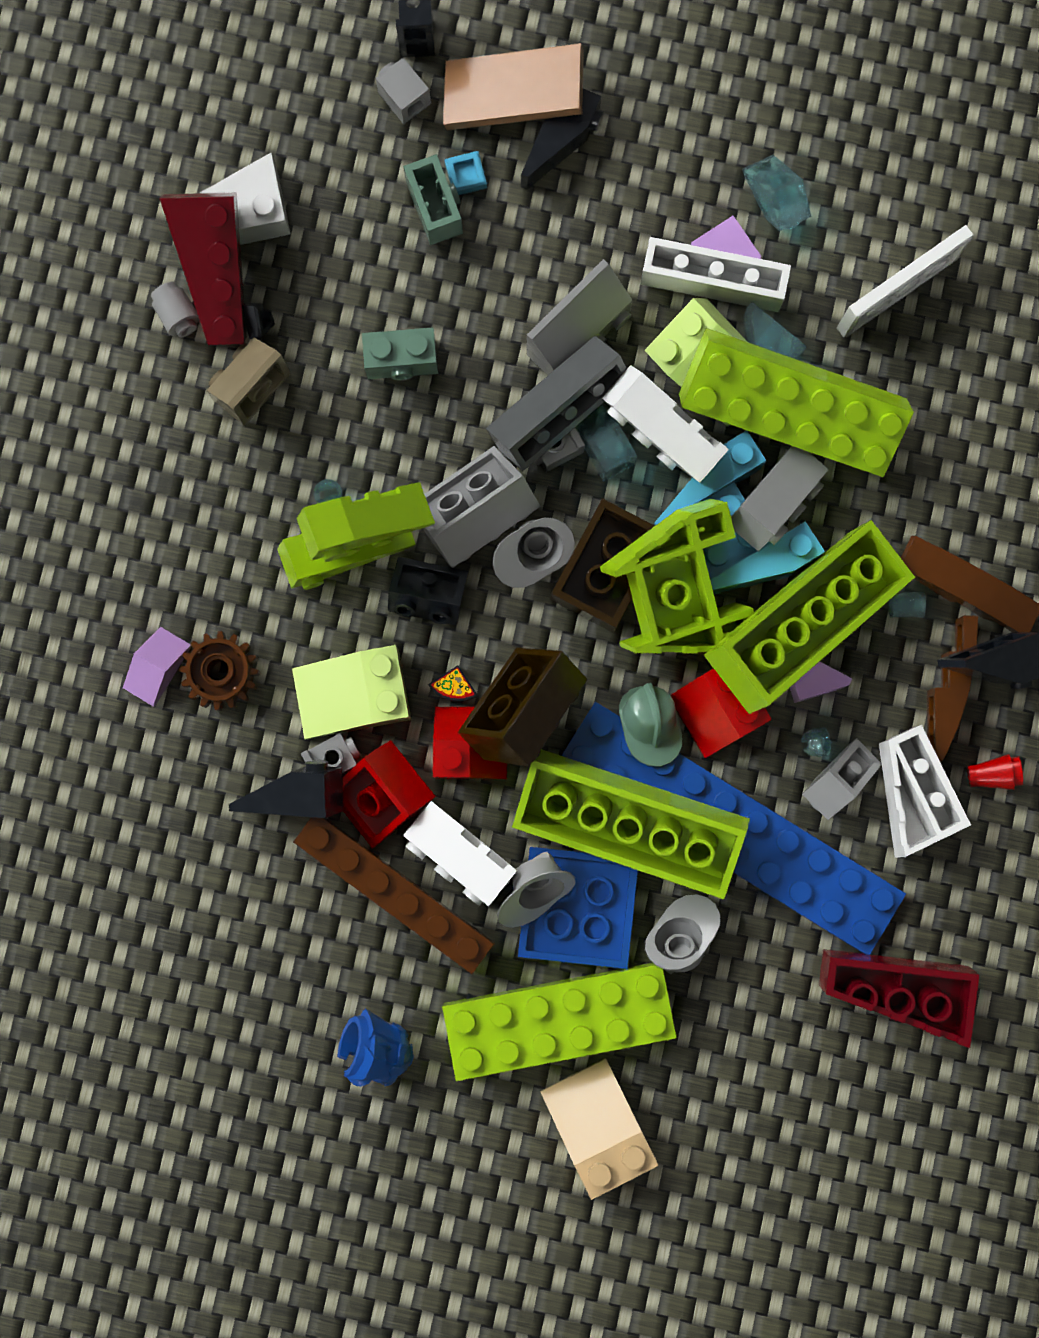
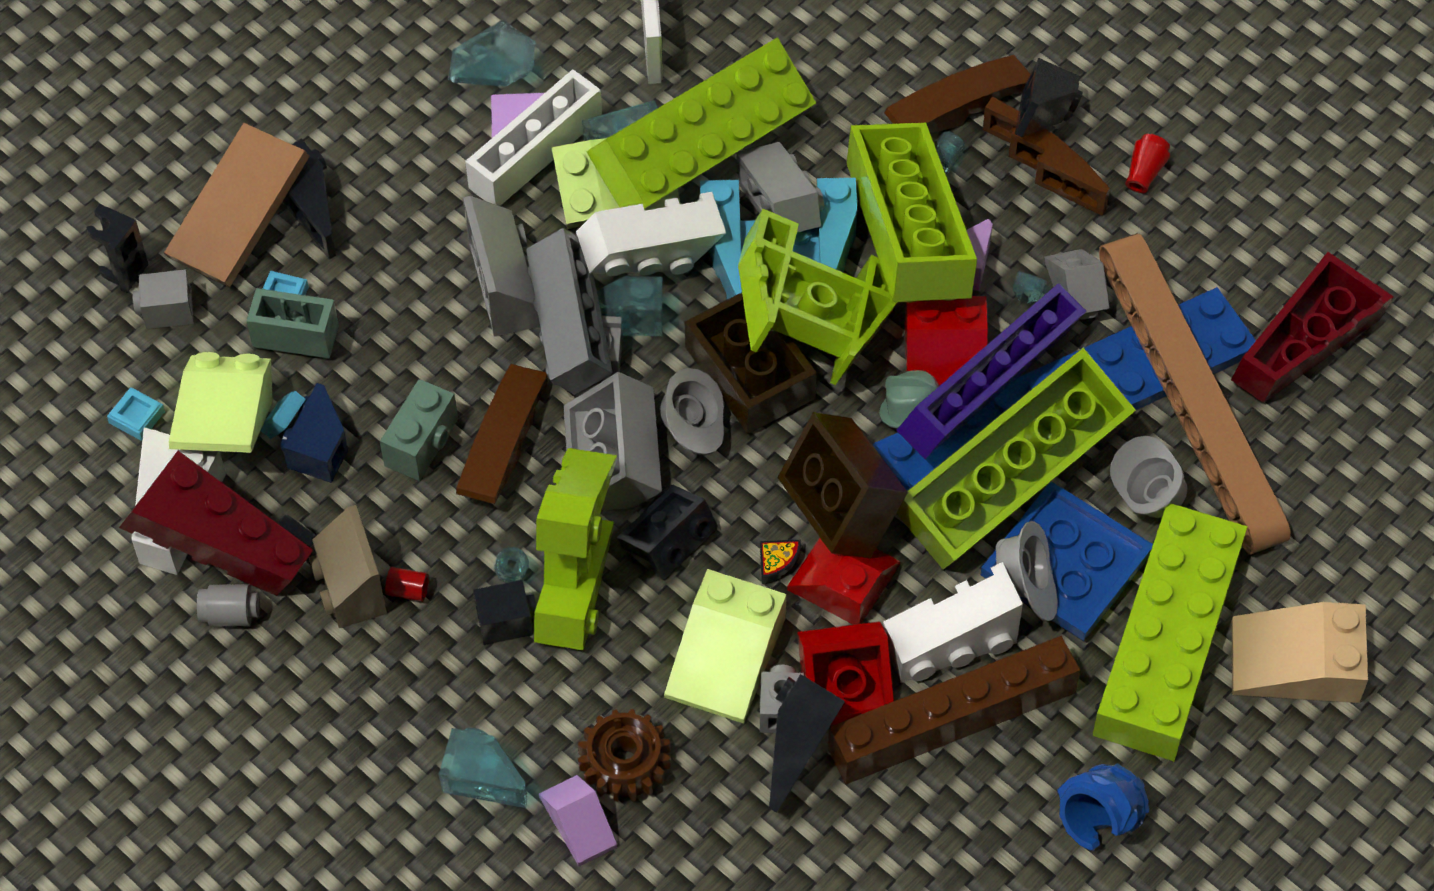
camera: 60 degrees left, 25 degrees down
(150, 574) = (480, 769): none -> clear light blue slope
(270, 426) = (407, 584): none -> red hinge
(281, 509) = (504, 612): none -> black brick
(298, 136) = (135, 412): none -> medium azure tile
(322, 196) = (222, 403): none -> yellowish green slope
(352, 282) = (317, 439): none -> dark blue slope
(355, 243) = (282, 414): none -> medium azure tile
(433, 417) = (502, 434): none -> reddish brown slope
(699, 764) = (990, 371): none -> dark purple brick
(784, 928) = (1194, 393): none -> medium nougat beam
(918, 793) = (1110, 212): white wedge -> none

